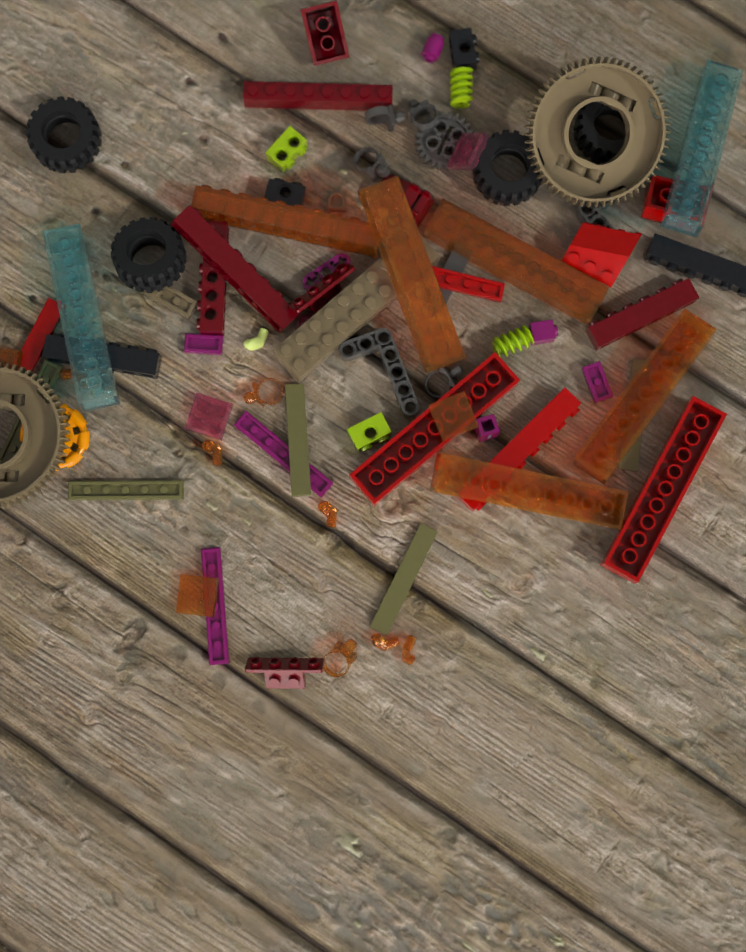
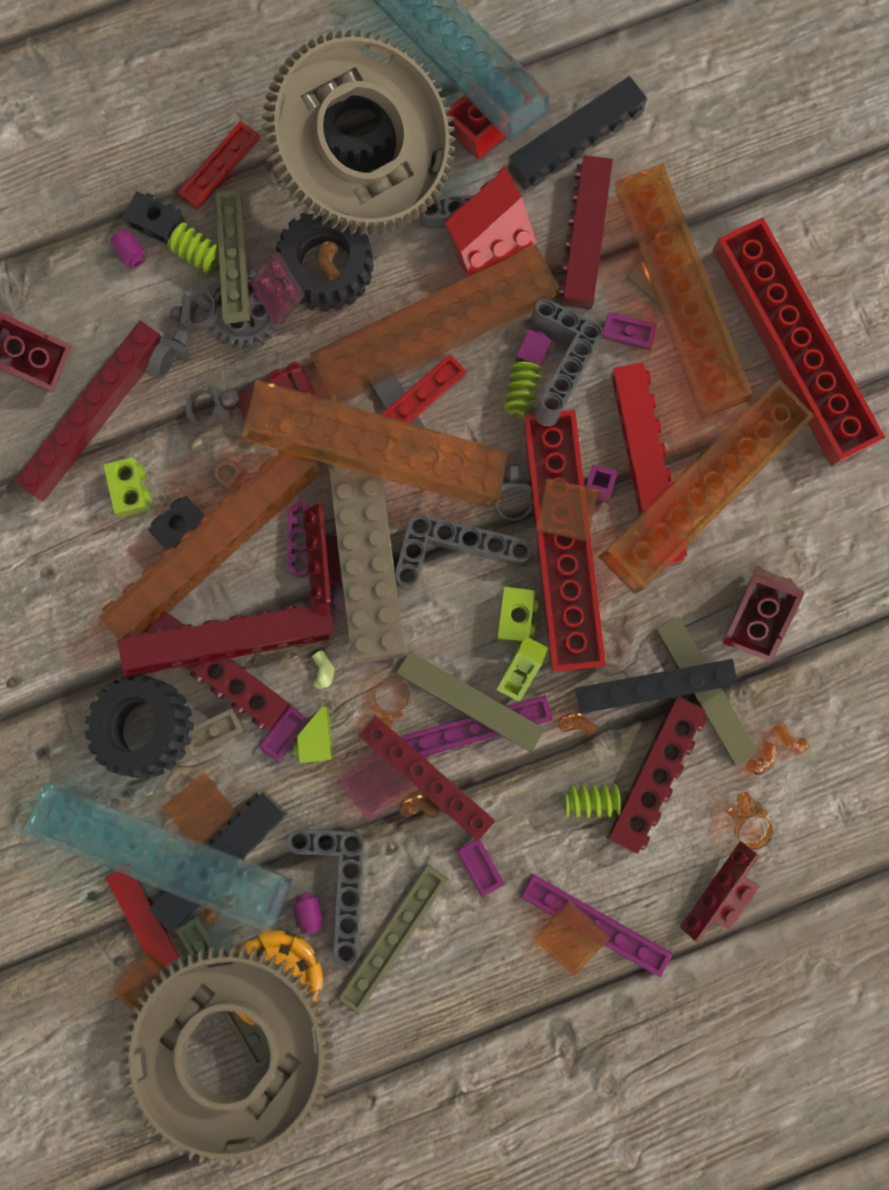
camera: 50 degrees left, 0 degrees up
(106, 429) = (307, 913): none -> magenta brick
(125, 325) = (200, 809): none -> clear orange tile
(138, 438) = (344, 882): none -> dark grey beam
(203, 513) = (480, 867): none -> magenta tile
(212, 363) = (315, 739): none -> lime slope
(233, 442) = (425, 777): none -> dark red brick
(286, 551) = (592, 800): none -> lime piece
(338, 455) = (522, 668): none -> lime brick
(378, 569) = (666, 735): none -> dark red brick
(383, 543) = (656, 686): none -> black brick
(471, 111) = (232, 256): none -> olive plate
(473, 579) = (763, 614): none -> dark red piece
(508, 165) = (325, 258): none -> clear orange arm
(524, 64) = (219, 165): none -> red tile
(565, 355) = (580, 337): none -> dark grey beam

